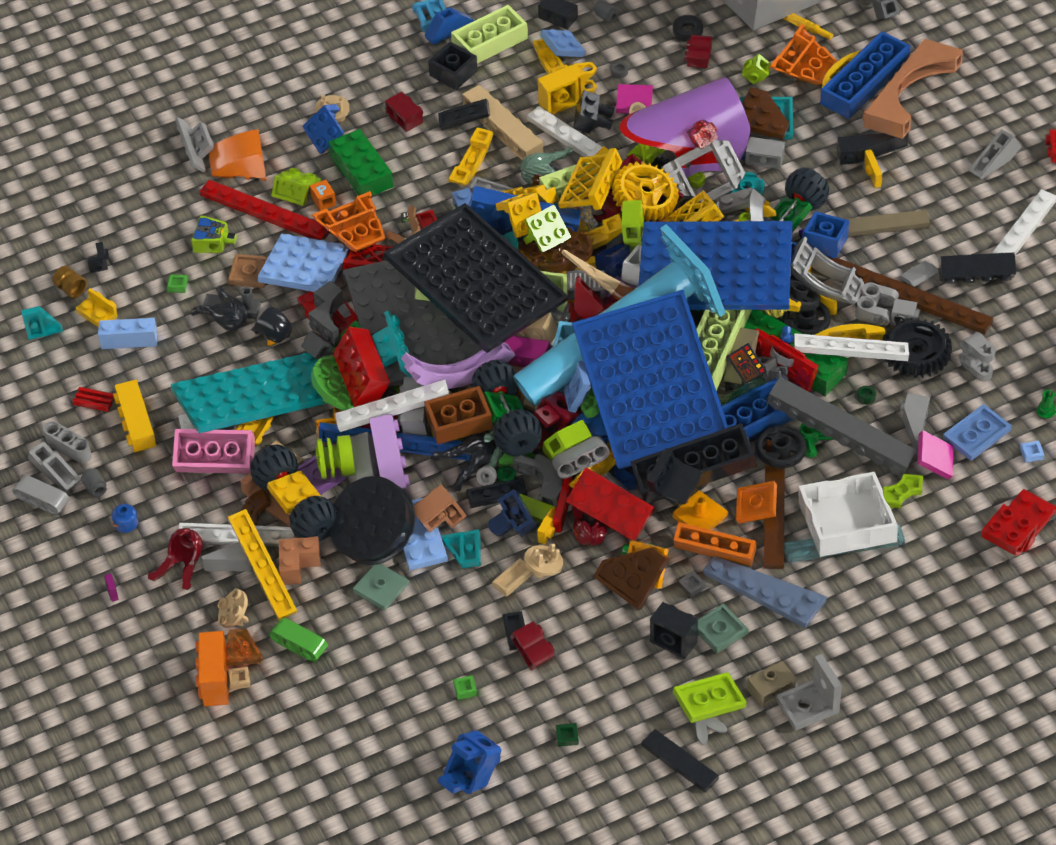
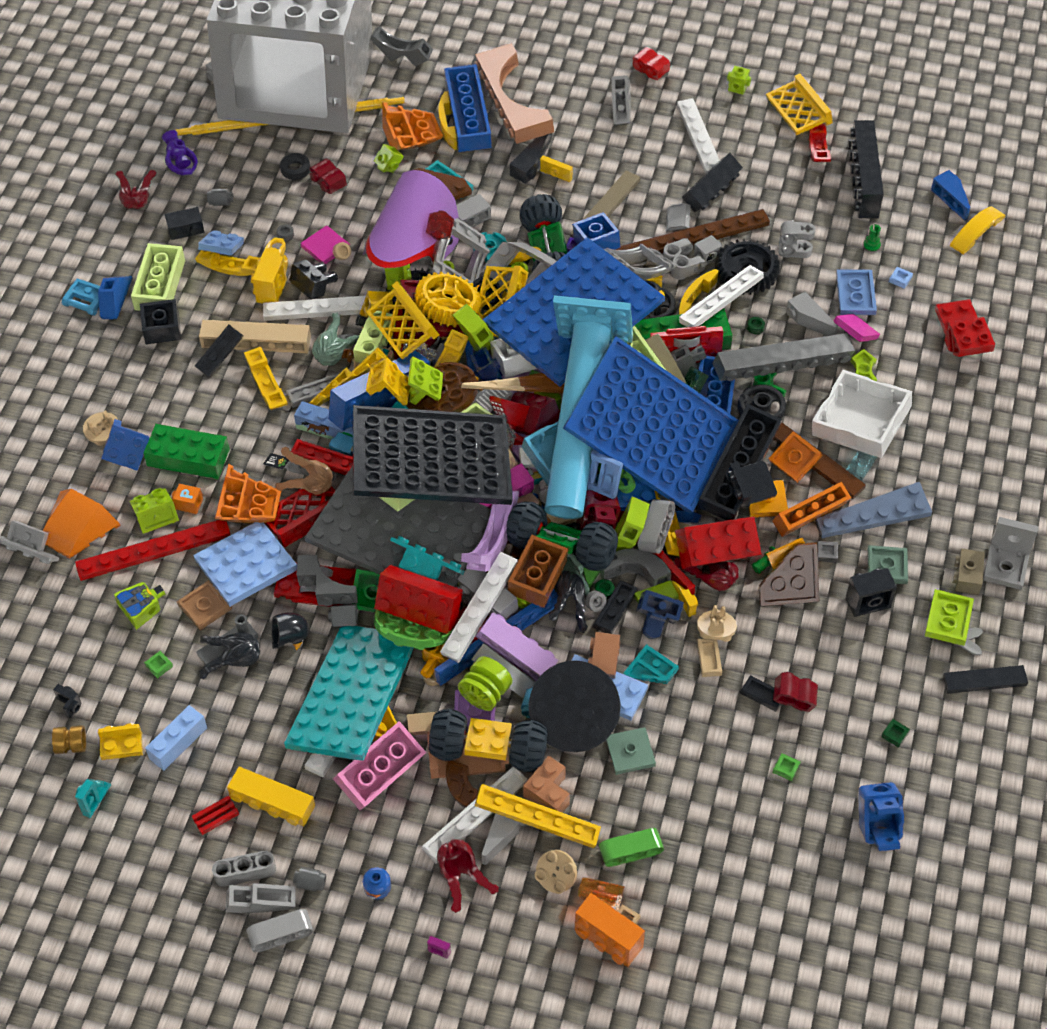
camera: 50 degrees left, 5 degrees up
(404, 111) = (165, 385): dark red brick -> none
(746, 363) = (678, 363): piece -> none
(786, 335) = (670, 324): blue arm -> none

